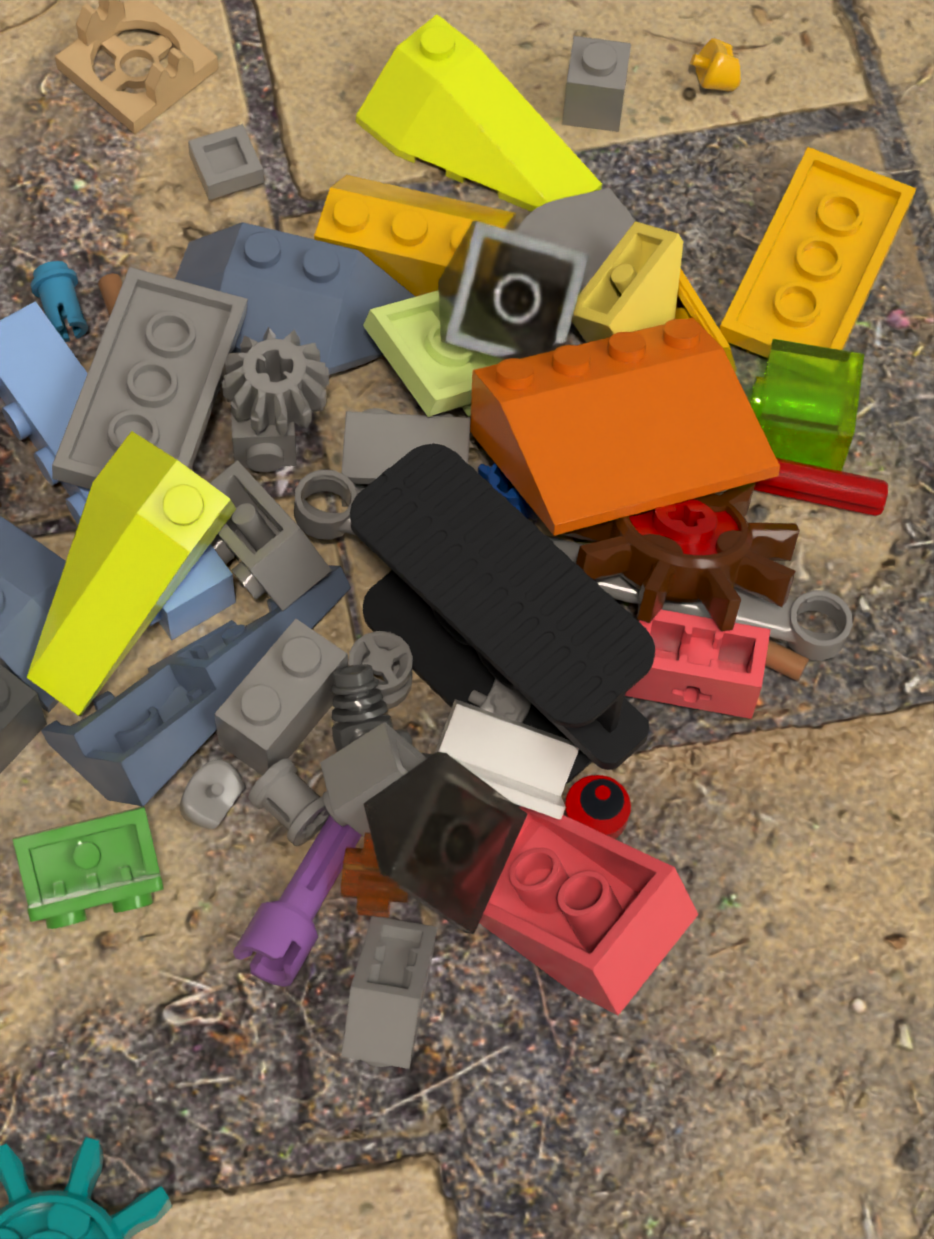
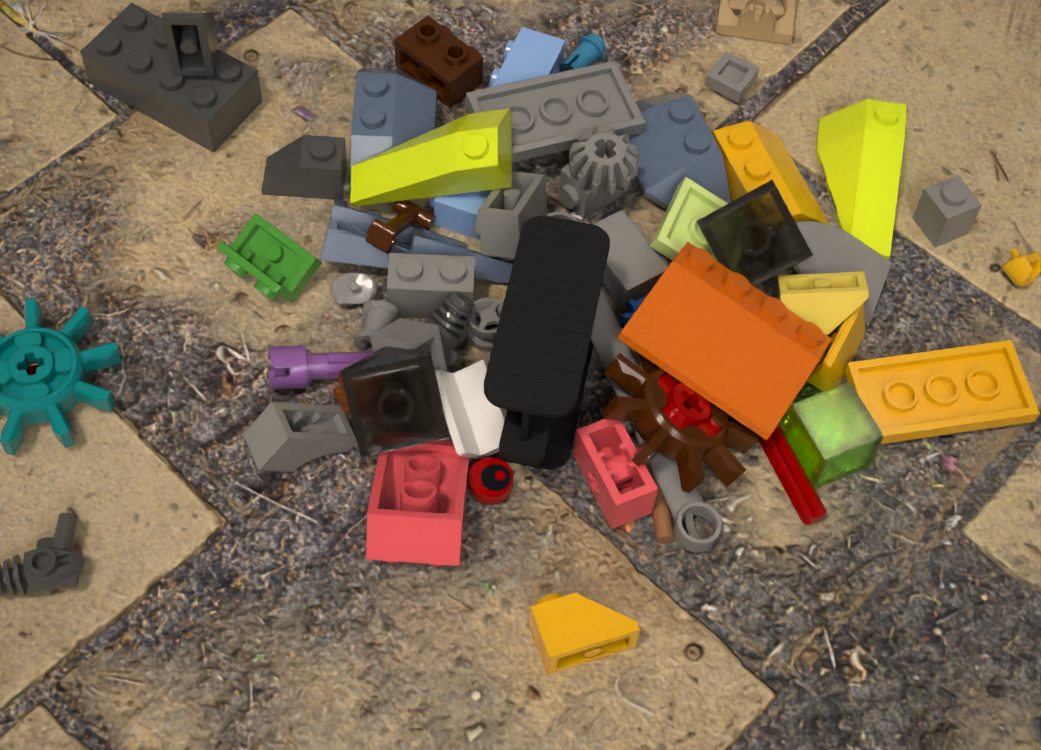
camera: 55 degrees right, 5 degrees down
(180, 702) = (384, 235): none -> reddish brown piece
(863, 842) = (578, 631): none -> yellow slope

